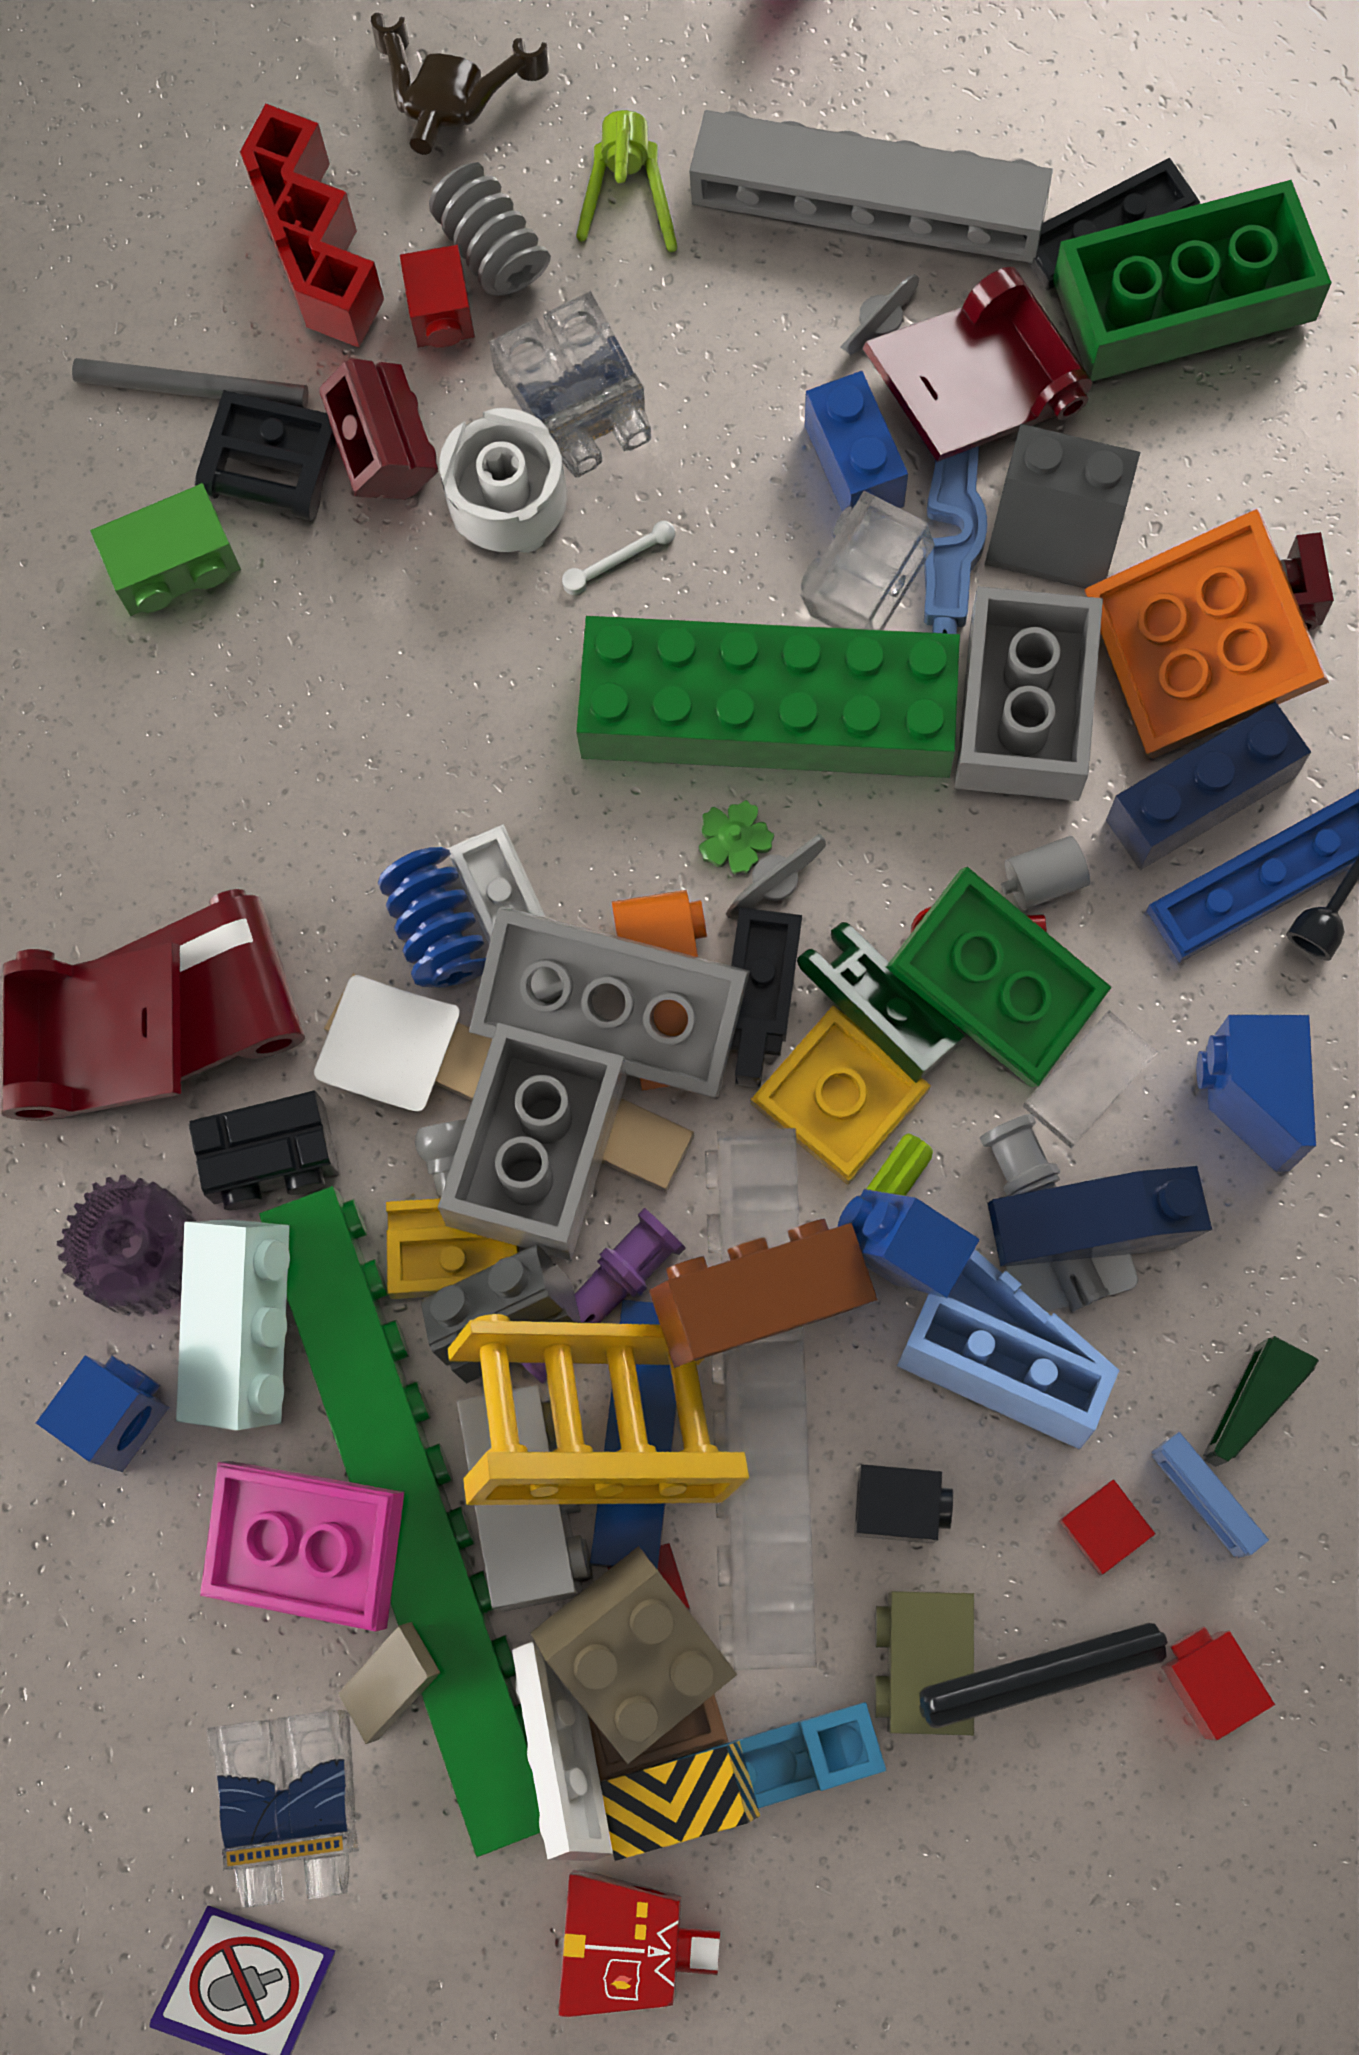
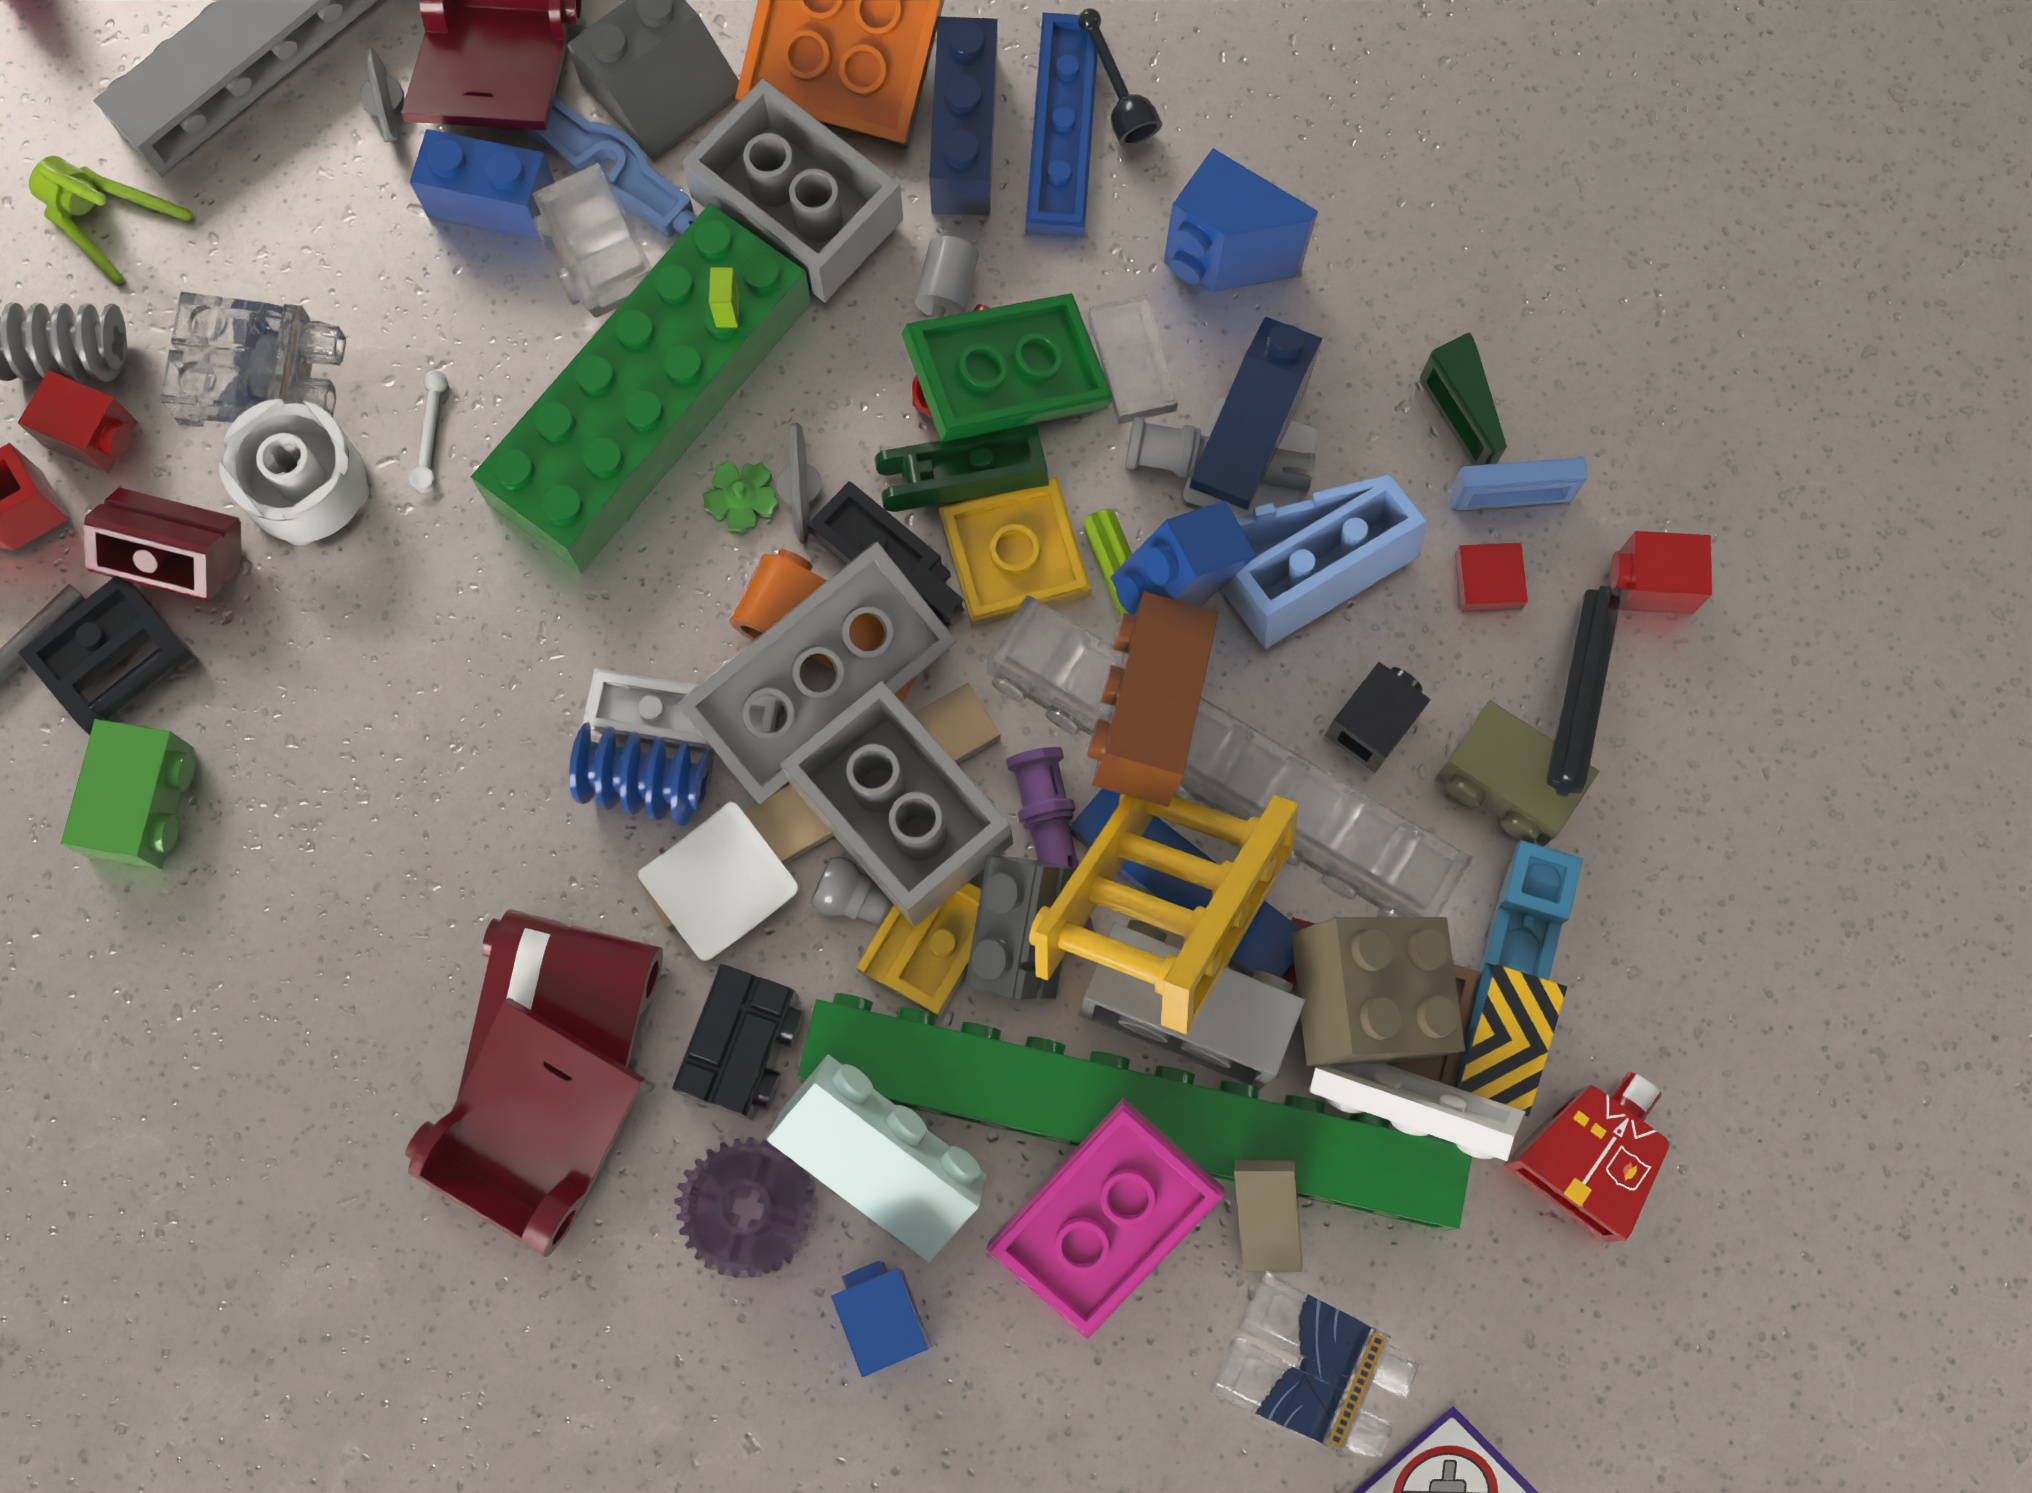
camera: 65 degrees left, 0 degrees up
(871, 703) = (724, 297): none -> lime piece

